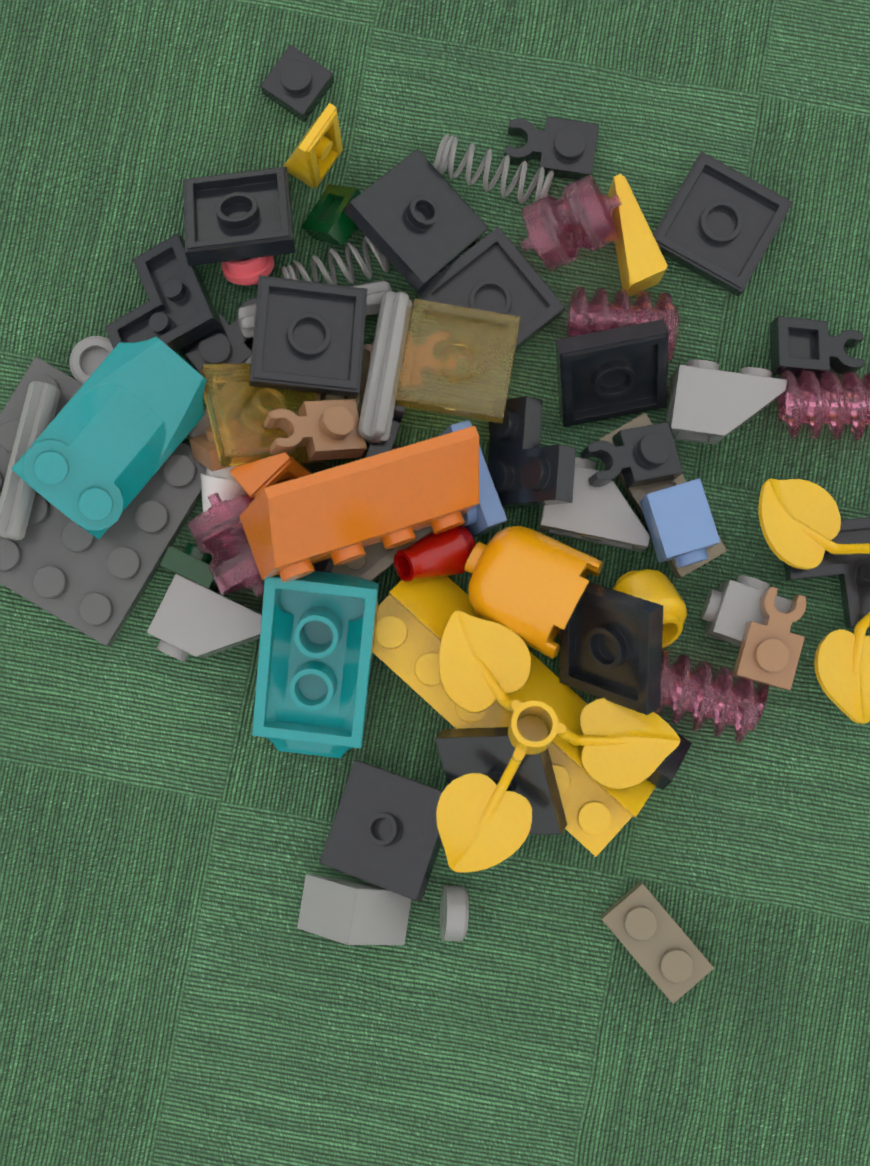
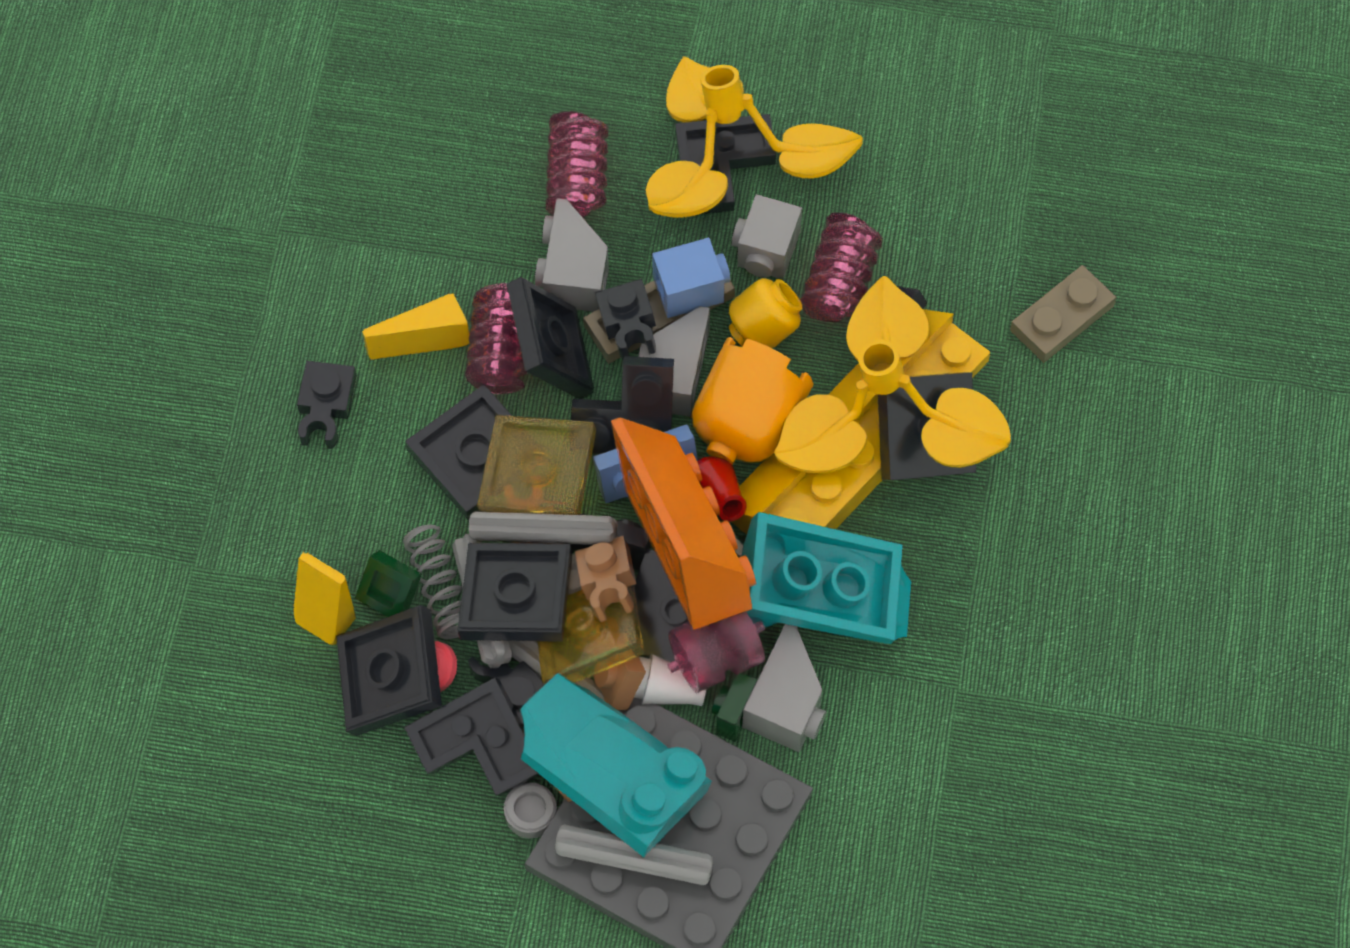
camera: 90 degrees left, 20 degrees down
(267, 472) = (653, 619): orange slope -> none
(297, 83) = (251, 630): black plate -> none
(353, 911) = (1052, 566): light grey slope -> none
(385, 831) = (975, 529): black plate -> none
(416, 219) = (398, 509): black plate -> none
(446, 155) = (334, 483): light grey piece -> none
(453, 913) = (1049, 474): light grey tile -> none
(570, 223) = (406, 376): clear pink wheel -> none
(614, 648) = (807, 326): black plate -> none
(720, 224) = (404, 258): black plate -> none
(769, 649) = (799, 209): medium nougat plate -> none
(806, 345) = (523, 190): black plate -> none

